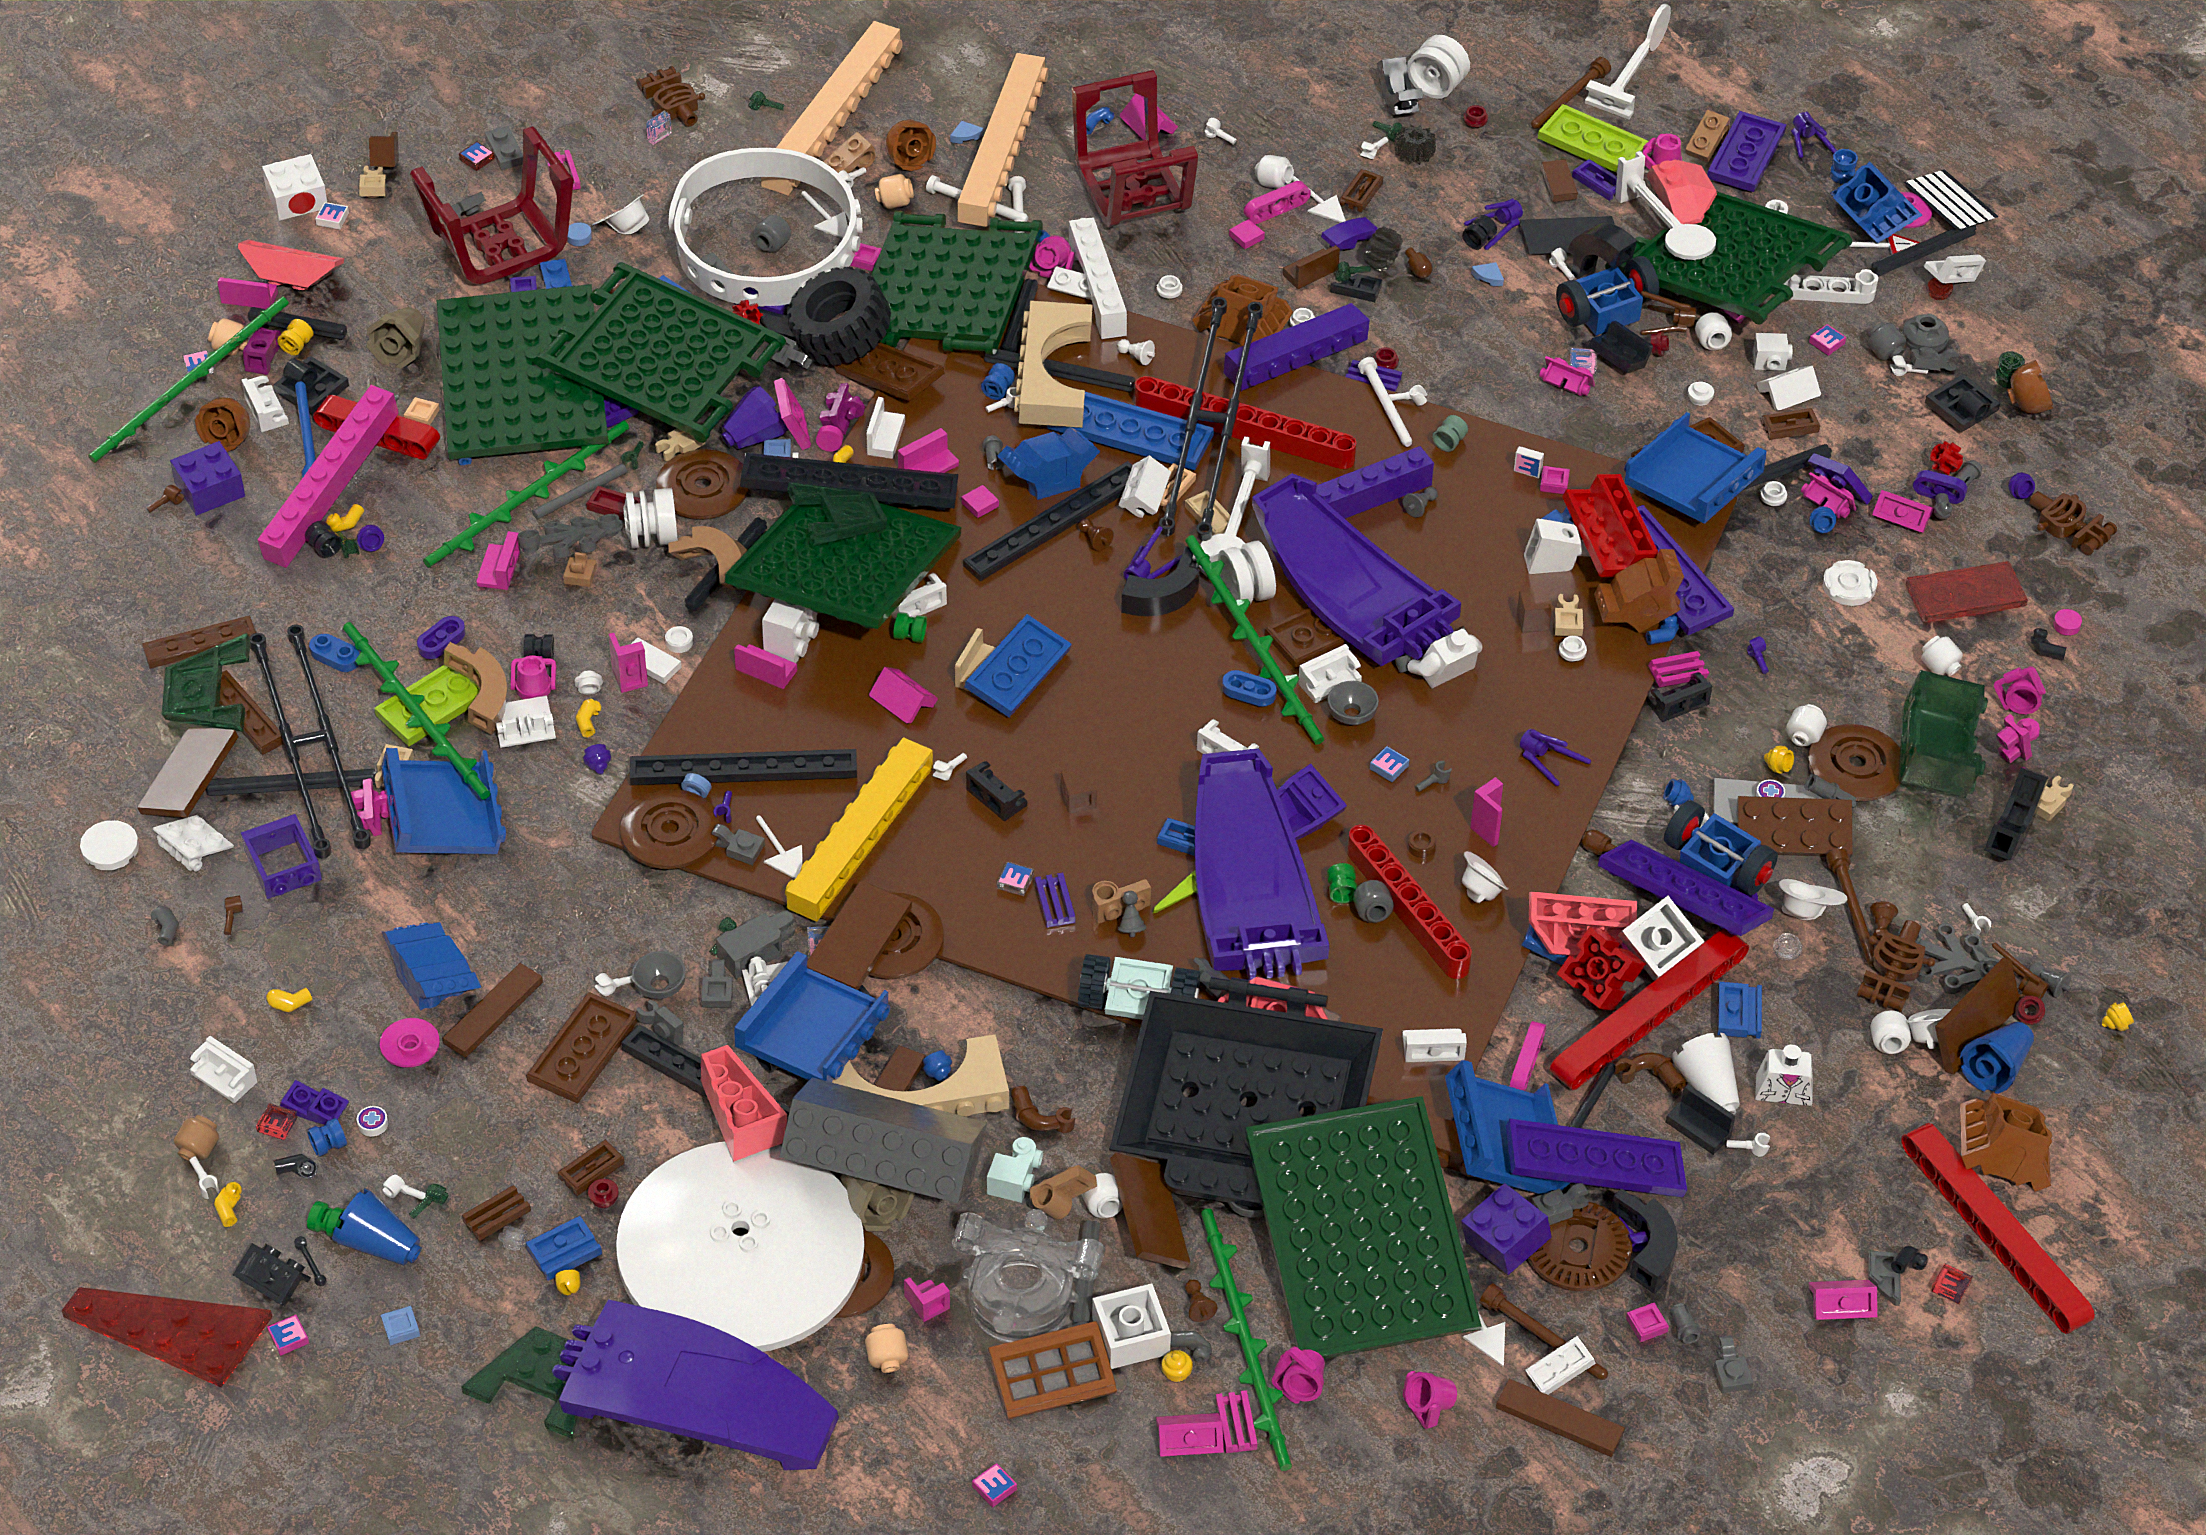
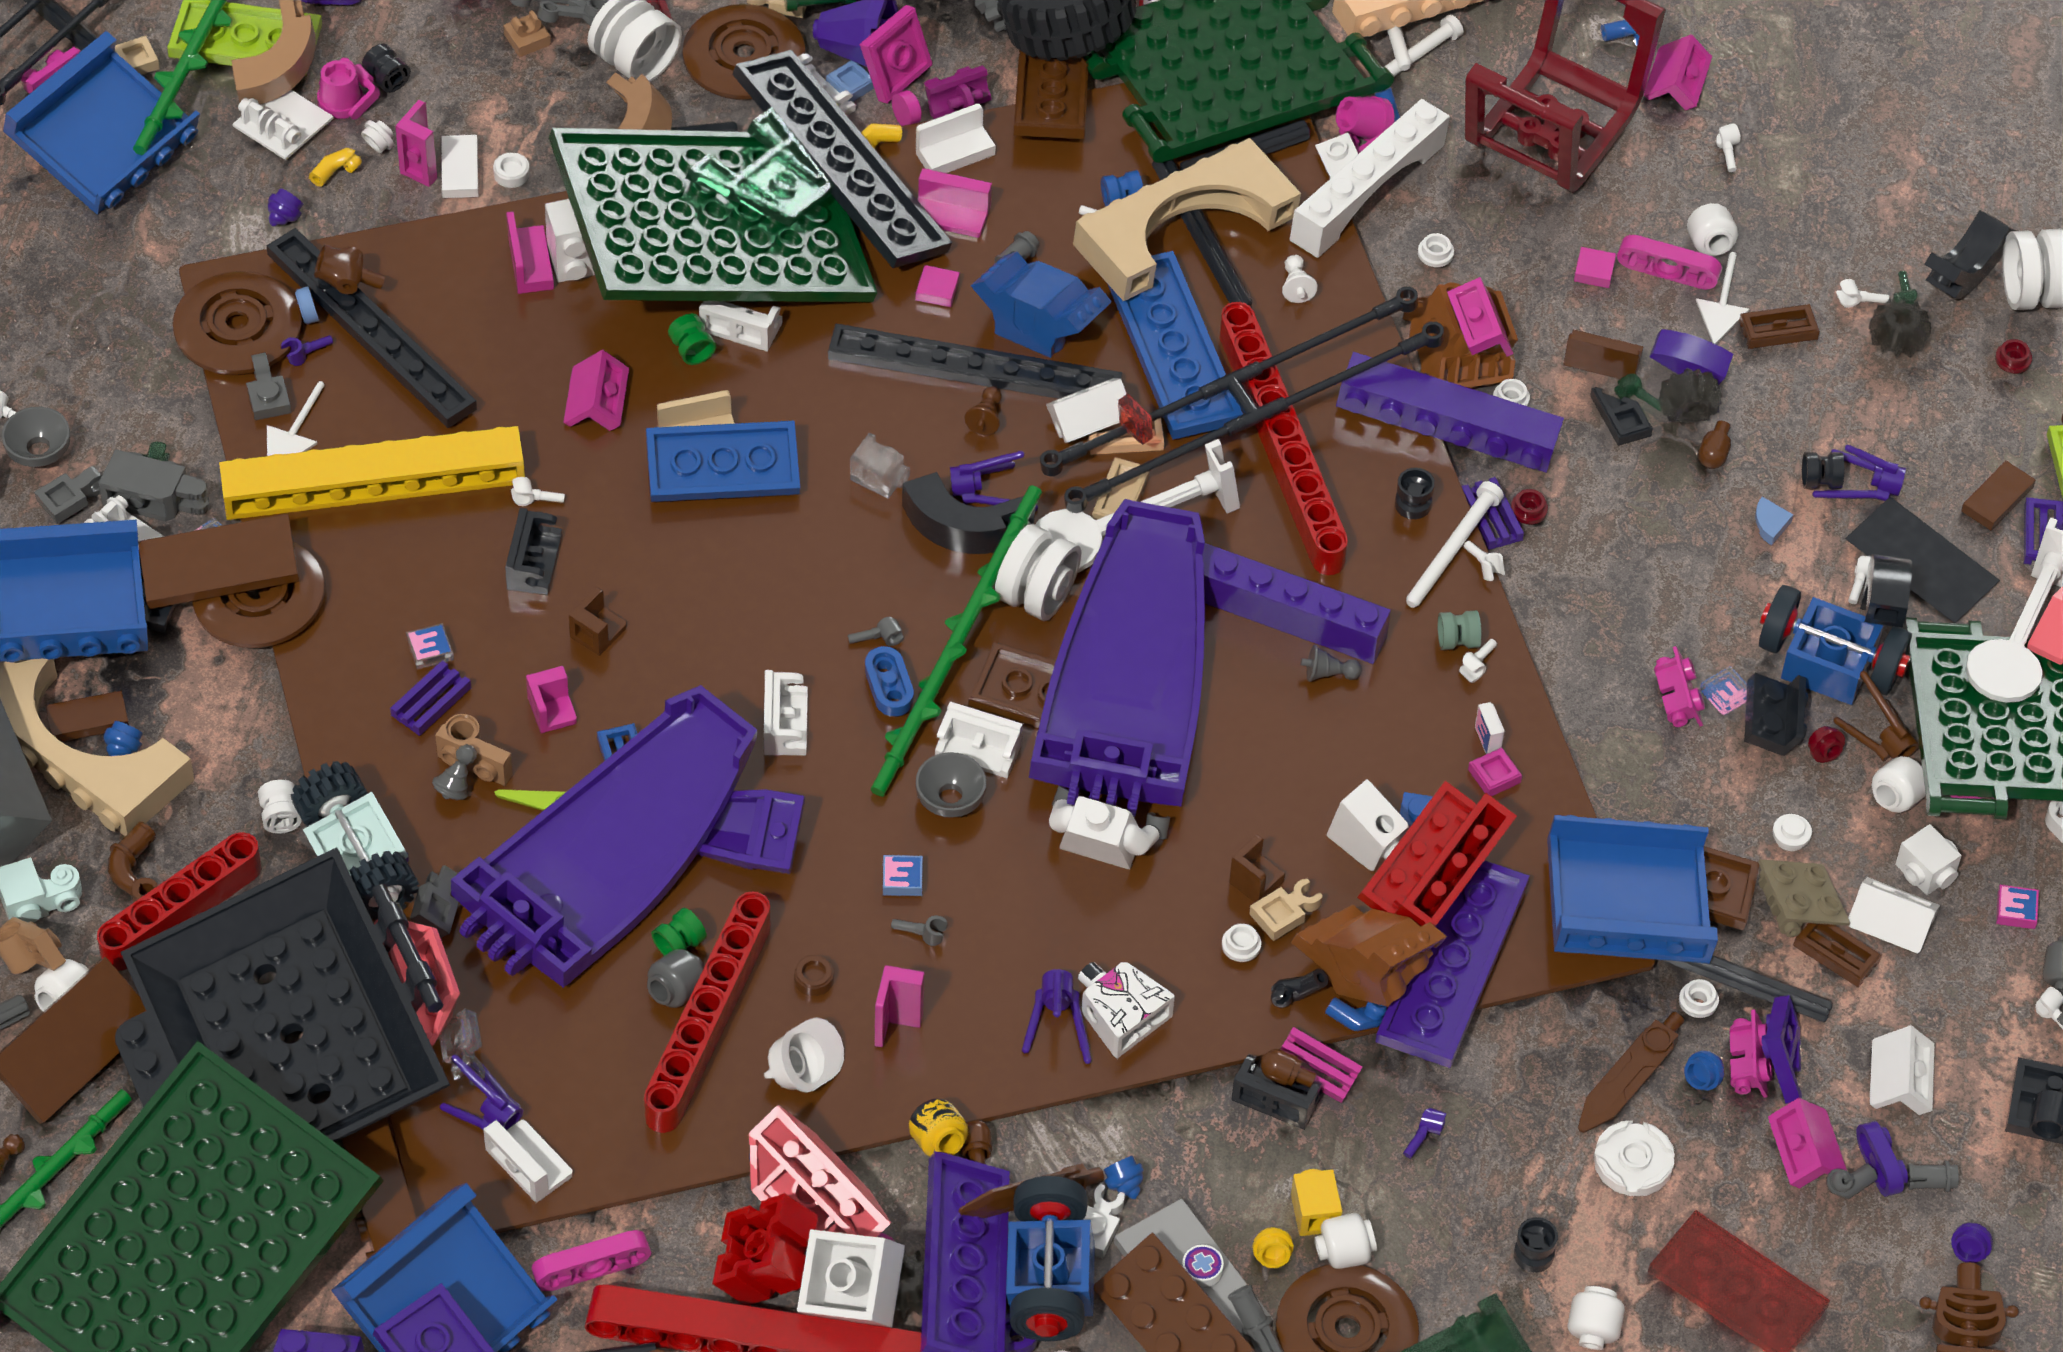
camera: 50 degrees right, 5 degrees up
(694, 749) = (345, 269): none -> reddish brown piece
(1064, 1017) = (279, 812): none -> white wheel
(1090, 1104) = (188, 885): none -> red beam
(1091, 602) = (878, 467): none -> clear brick
(1113, 848) = (550, 699): none -> dark pink panel
(1187, 465) = (1135, 419): none -> clear red tile
(1211, 667) = (887, 628): none -> dark grey hand
(1261, 285) = (1478, 317): none -> dark pink panel
(1339, 394) = (1414, 493): none -> black wheel
(1393, 1037) = (497, 1105): none -> dark purple plant
(1476, 445) = (1473, 666): none -> white hand
(1572, 720) = (1123, 1005): none -> white torso
(1583, 847) = (938, 1127): none -> yellow head
(1622, 648) = (1297, 988): none -> black arm
(1663, 819) = (1001, 1199): none -> reddish brown piece
(1677, 679) = (1285, 1068): none -> reddish brown cylinder
(1752, 412) = (1800, 895): none -> dark tan hinge
(1767, 723) = (1314, 1199): none -> yellow brick
(1794, 550) = (1630, 1072): none -> reddish brown piece
(1874, 652) = (1531, 1237): none -> black wheel
(1890, 446) = (1902, 1070): none -> white panel
(1946, 458) = (1932, 1137): red gear -> none

